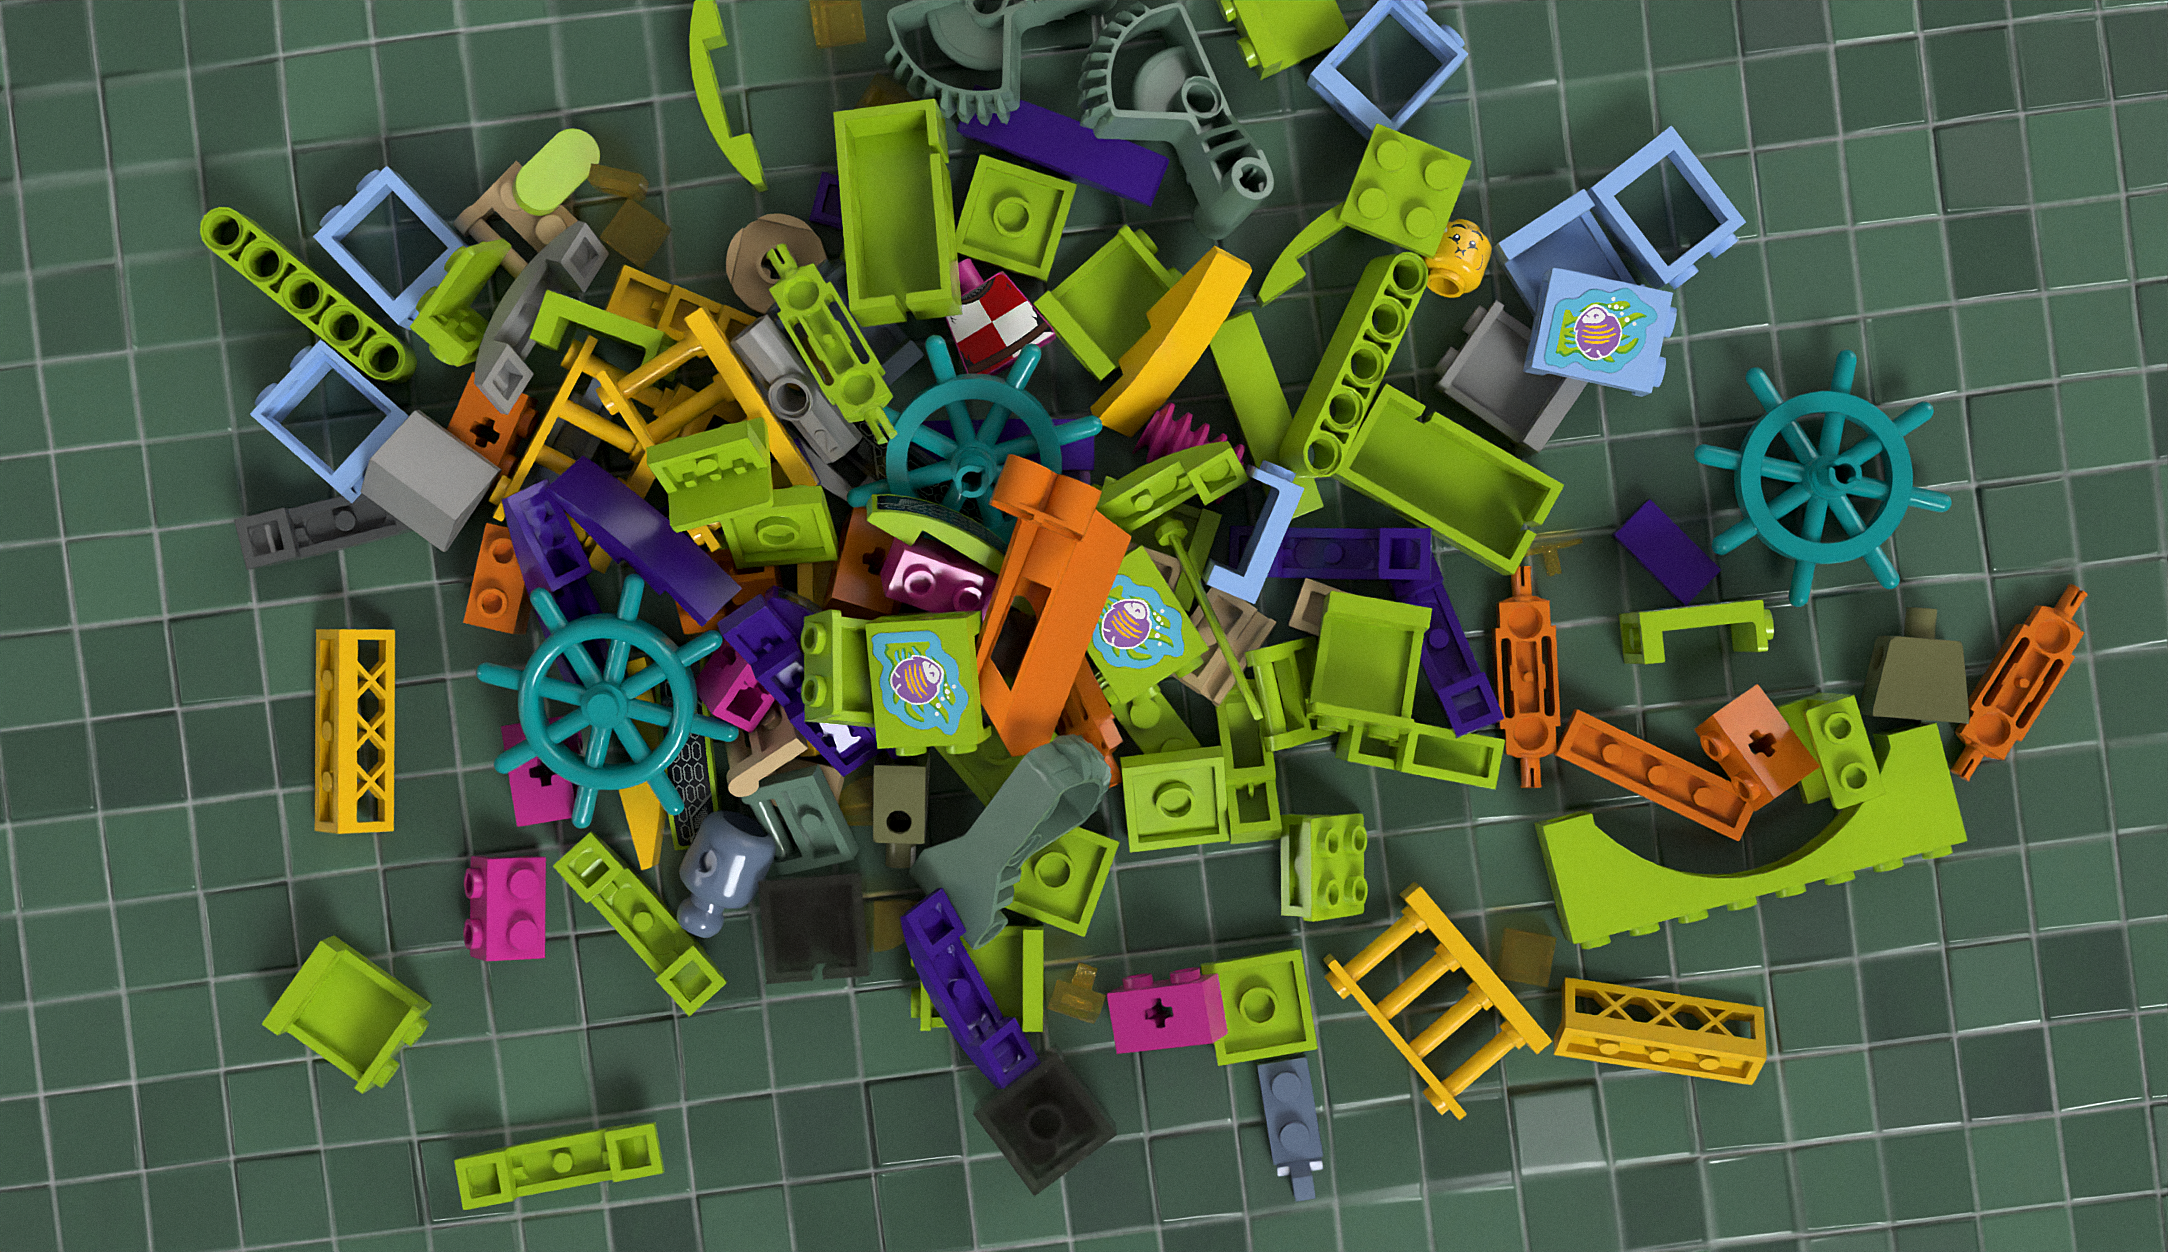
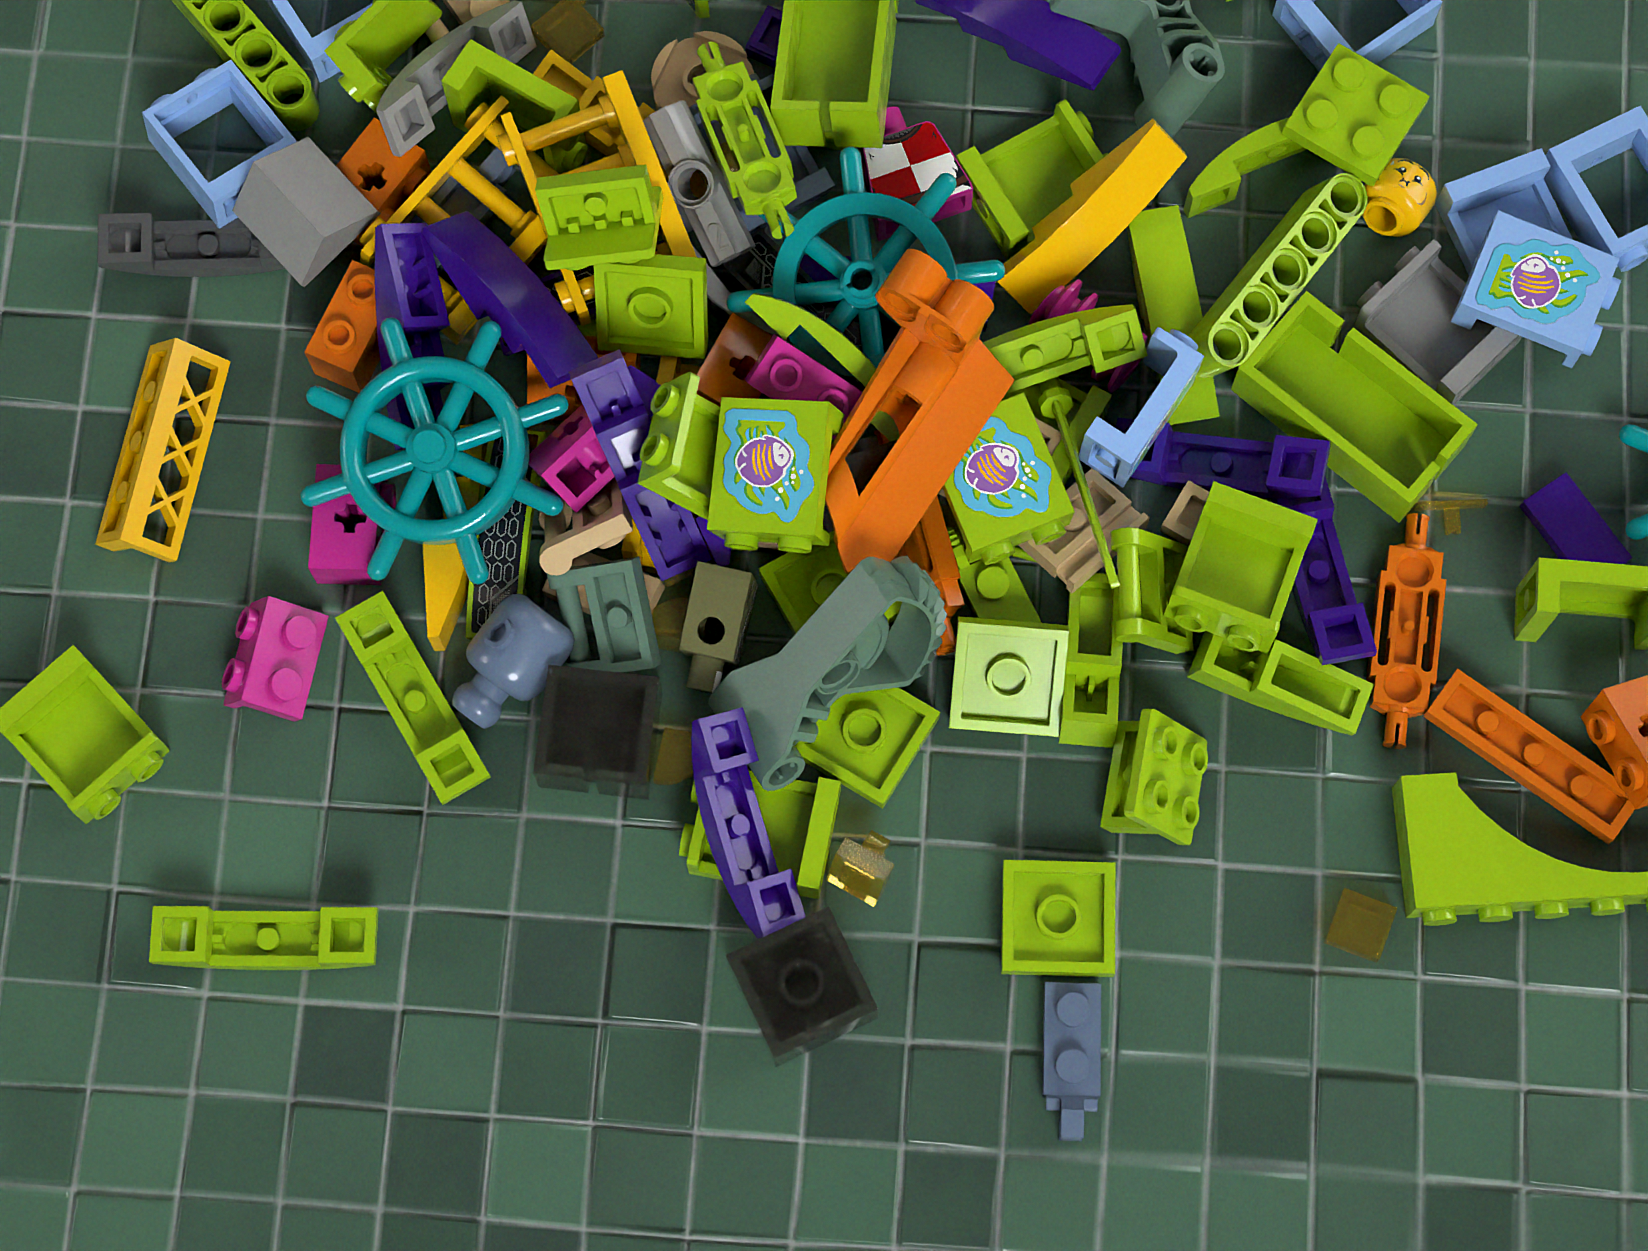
camera: 10 degrees right, 15 degrees down
(1013, 218) = (952, 81): lime plate -> none
(1143, 1026) = (984, 909): dark pink brick -> none
(1483, 993) = (1280, 900): yellow fence -> none
(1662, 1041) = (1496, 1041): yellow fence -> none

